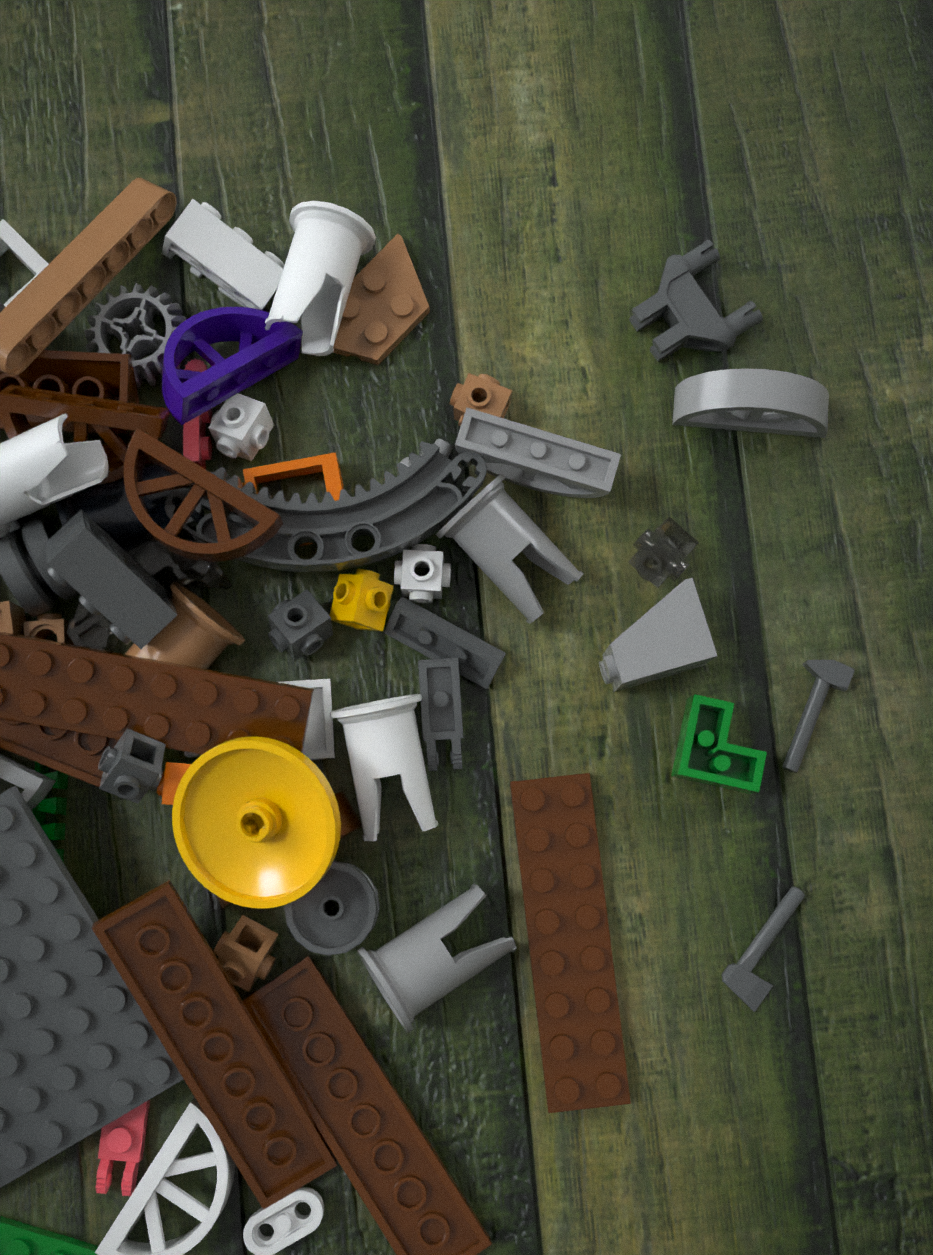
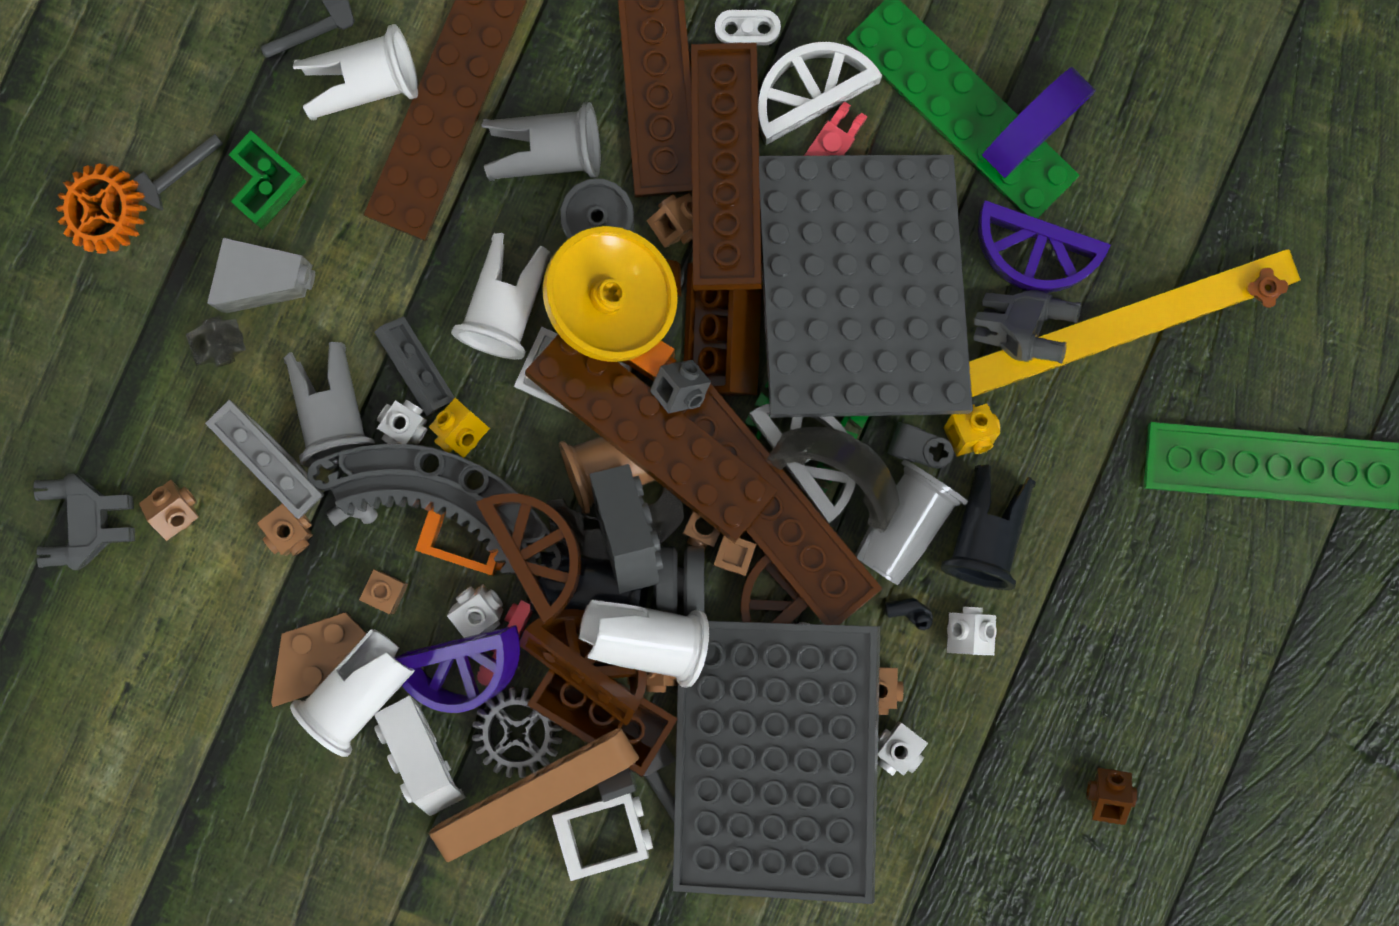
camera: 155 degrees left, 5 degrees up
(131, 850) = (724, 336): none -> reddish brown slope
(299, 625) = (513, 435): dark grey brick -> none
(347, 398) = (383, 592): none -> medium nougat brick
(441, 708) = (444, 313): dark grey hinge -> none
(610, 361) = (169, 509): none -> medium nougat brick
(669, 932) = (370, 73): none -> white piece
(753, 402) = (84, 419): light grey window -> none
(853, 634) = (83, 227): none -> orange gear

